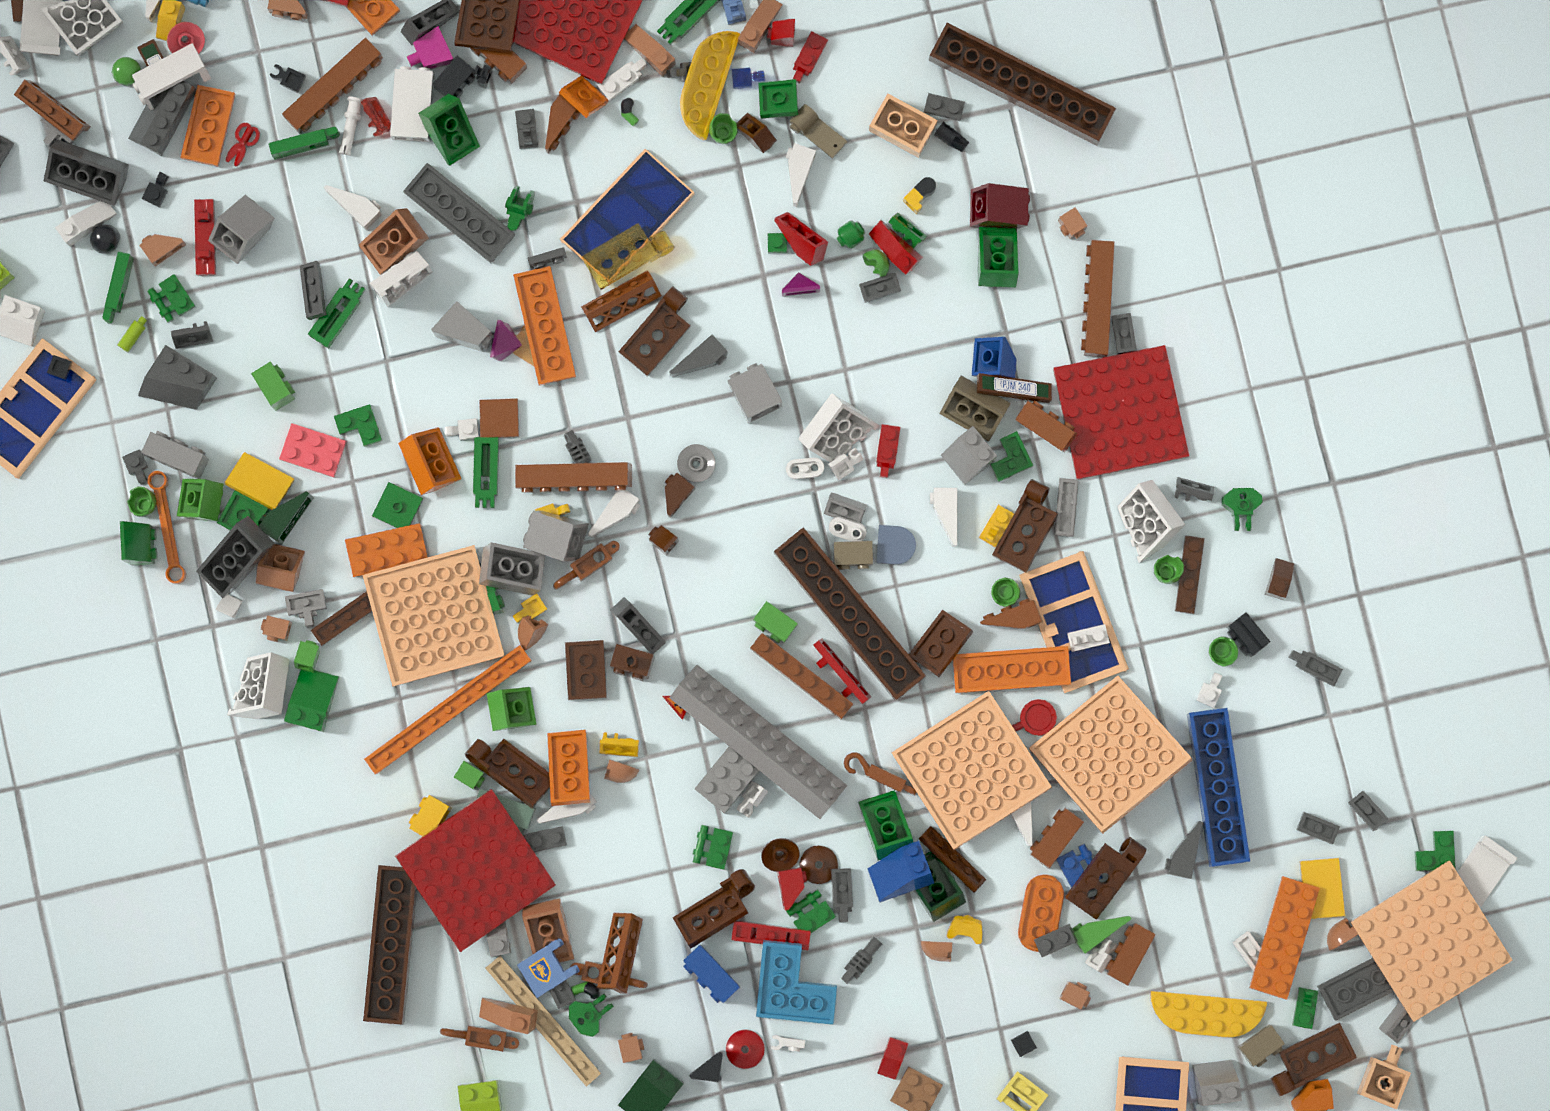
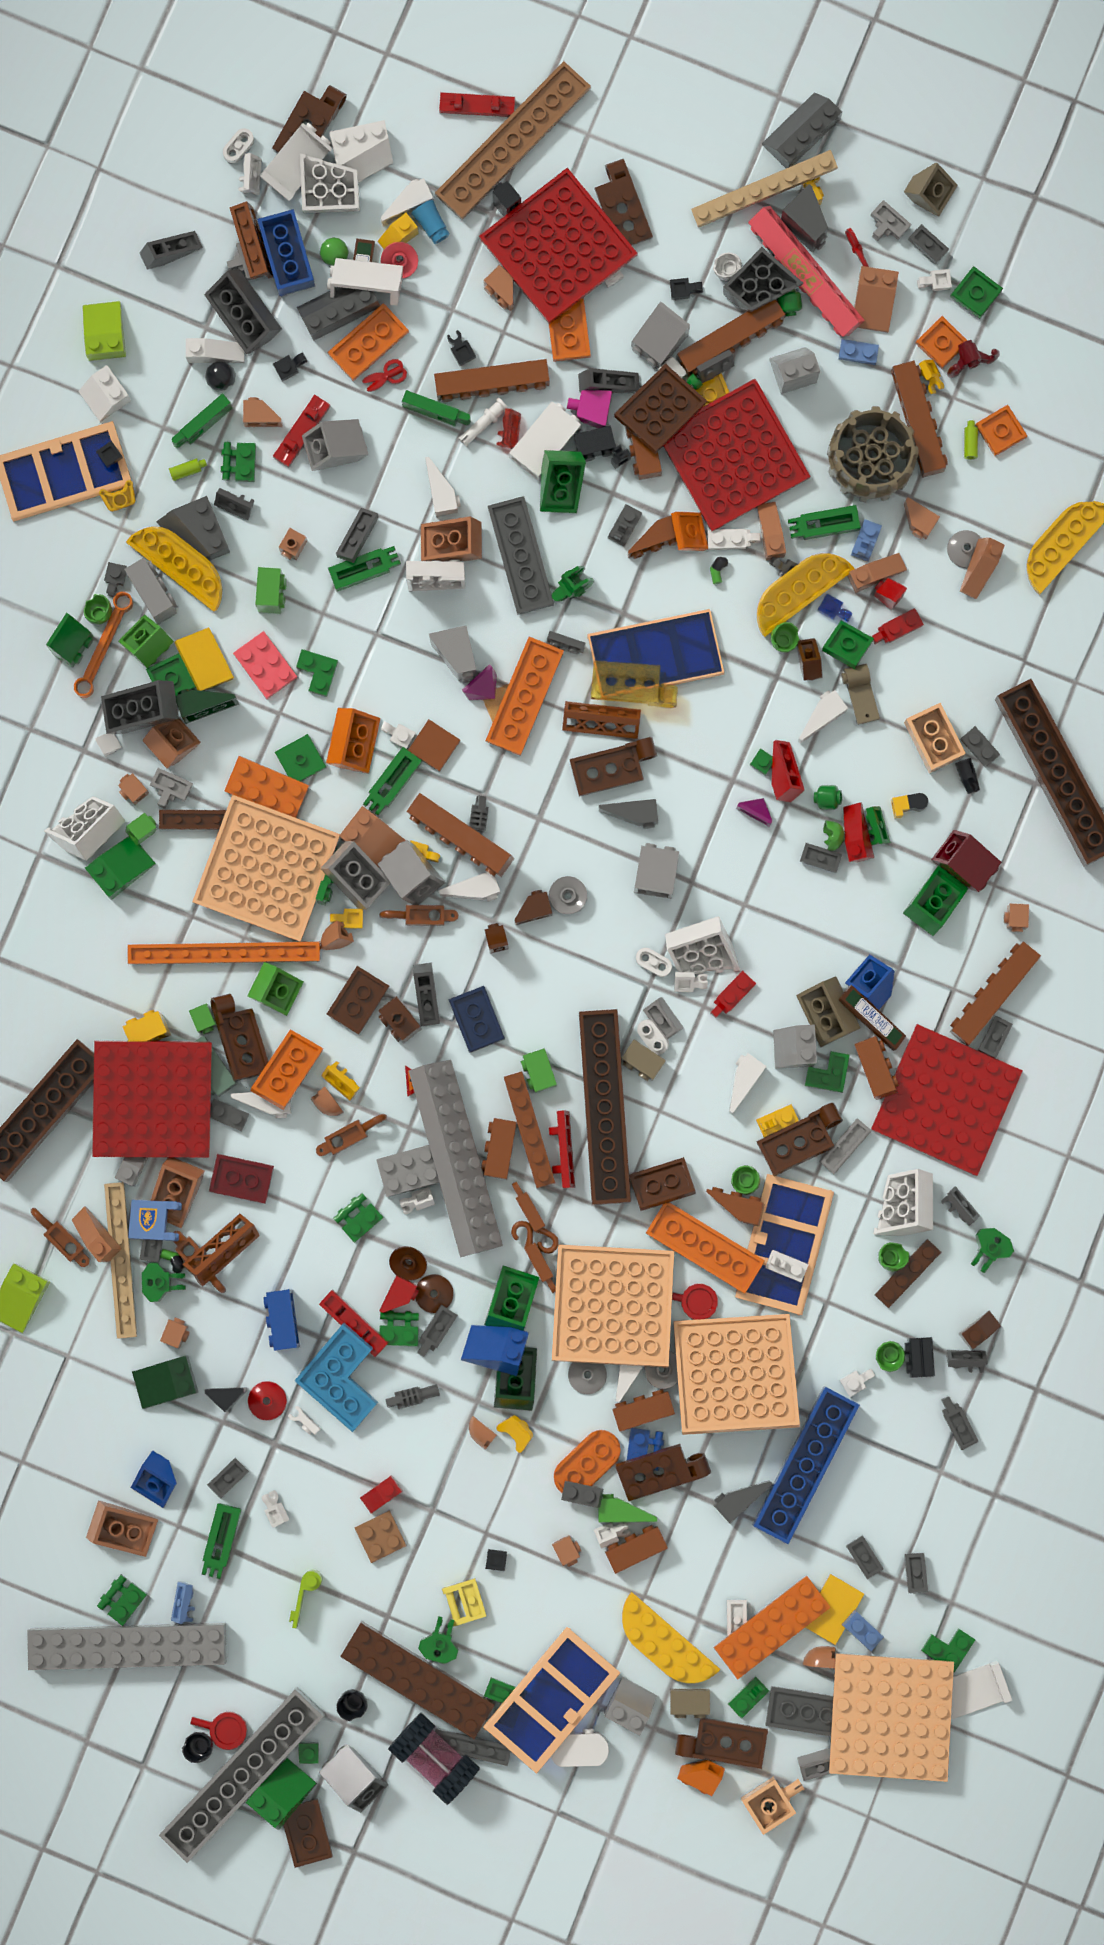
camera: 35 degrees right, 0 degrees up
(87, 99) = (286, 252): none -> blue brick
(94, 398) = (119, 499): none -> yellow piece
(182, 415) = (180, 563): none -> yellow plate
(264, 335) = (292, 544): none -> nougat brick
(501, 527) = (371, 835): none -> nougat slope
(594, 883) = (241, 1178): none -> dark red plate
(658, 783) = (350, 1134): none -> dark orange piece
(693, 617) = (476, 1019): none -> dark blue tile
(725, 899) = (337, 1267): reddish brown hinge -> none
(787, 708) = (499, 1148): none -> dark orange brick
(857, 745) = (534, 1219): none -> dark orange piece
(894, 545) = (682, 1077): sand blue tile -> none
(952, 859) = (545, 1367): reddish brown tile -> none
(994, 851) = (584, 1385): none -> light grey dish
(1056, 798) = (664, 1379): none -> light grey dish
(1286, 609) = (967, 1358): none -> dark grey plate
(1358, 888) = (862, 1630): none -> medium blue plate

